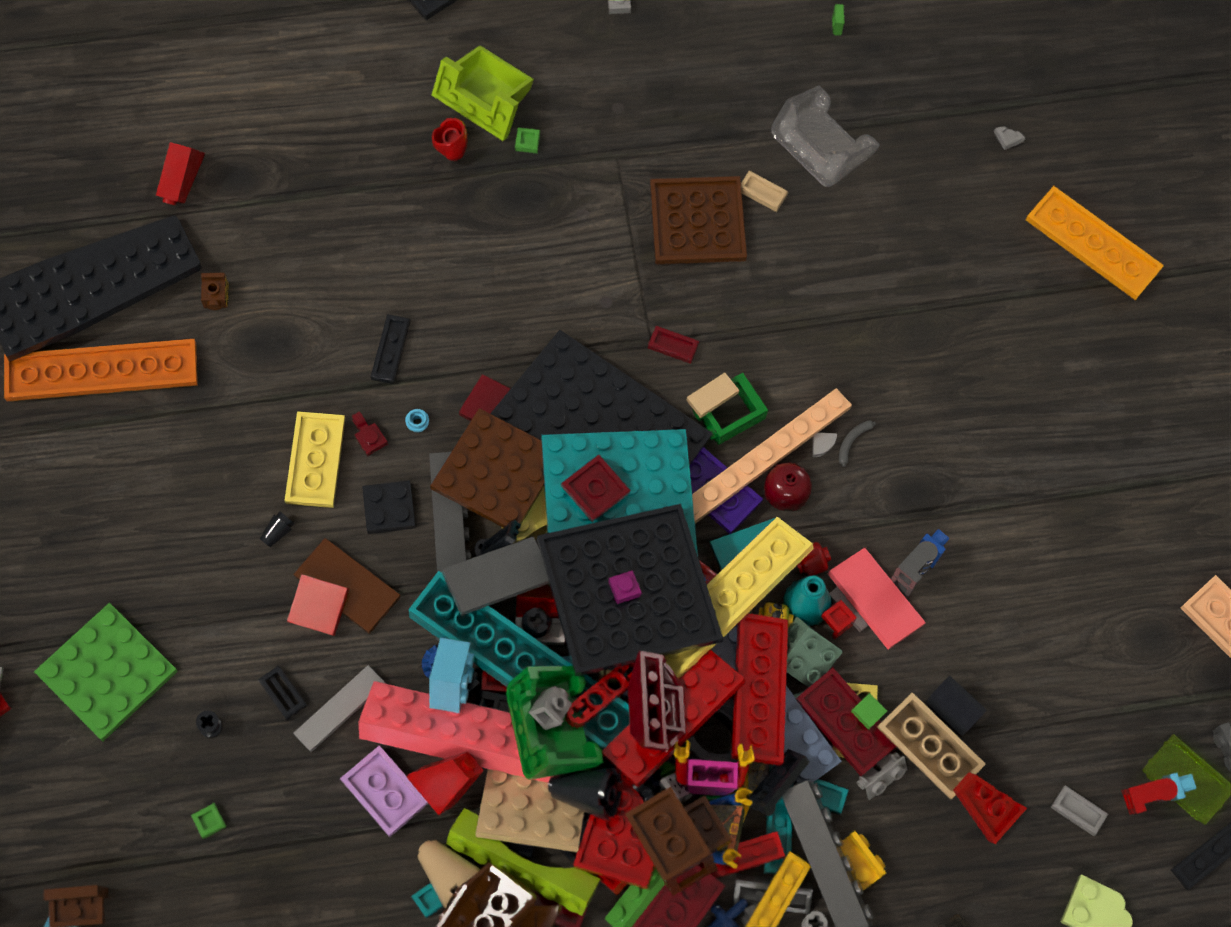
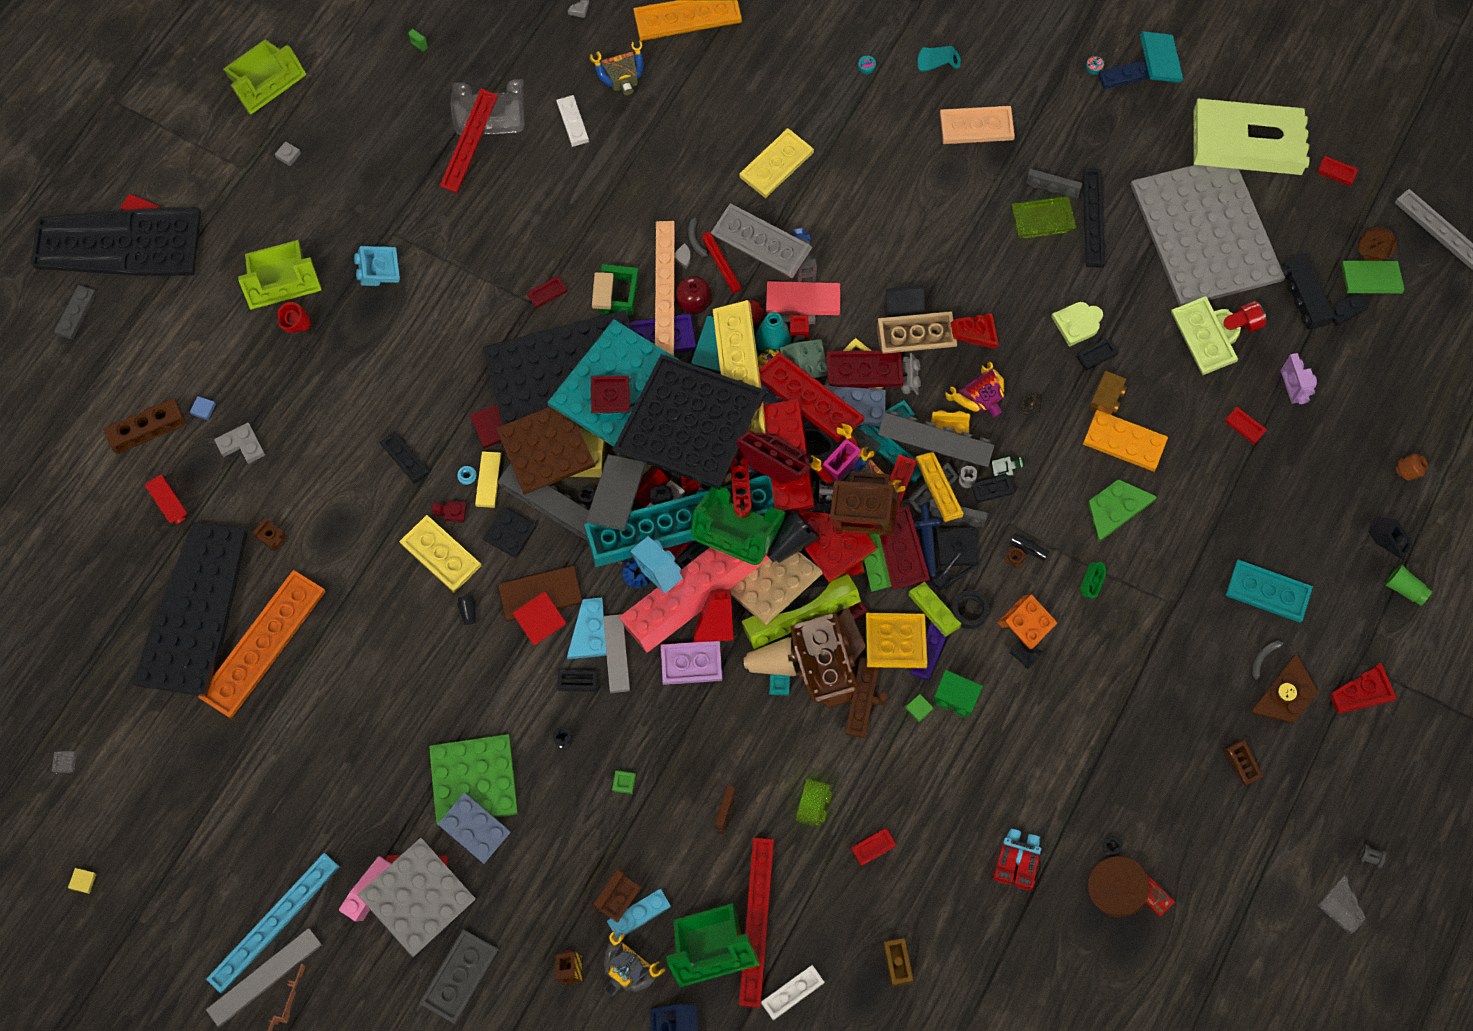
camera: 45 degrees left, 0 degrees up
(53, 711) = (474, 827): none -> sand blue plate
(206, 89) = (138, 434): none -> reddish brown brick
(294, 193) = (243, 439): none -> light grey plate
(297, 133) = (202, 408): none -> medium blue tile
(339, 665) = (589, 632): none -> medium azure wing
(431, 441) = (488, 479): none -> light yellow tile
(502, 538) = (592, 477): black tile -> none
(527, 140) = (334, 275): bright green tile -> none
(554, 703) = (727, 513): light grey brick -> none
(568, 168) = (376, 265): none -> medium azure plate
(624, 587) = (688, 421): magenta plate -> none
(698, 220) = (478, 217): reddish brown plate -> none
(763, 191) = (491, 168): tan tile -> none
(769, 147) = (469, 141): none -> red plate
(777, 782) = (872, 430): black plate -> none
(847, 486) = (721, 262): none -> red axle
(869, 711) = (869, 351): bright green tile -> none
(879, 225) = (572, 120): none -> white plate
(898, 507) = (761, 240): none -> light grey plate
(923, 866) = (981, 392): none -> torso
(973, 227) = (620, 71): none -> torso
(1006, 455) = (776, 163): none -> light yellow plate
(1079, 810) = (1015, 287): light grey tile -> none
(1165, 789) = (1041, 228): red hips -> none
(1201, 460) = (866, 64): none -> teal tile

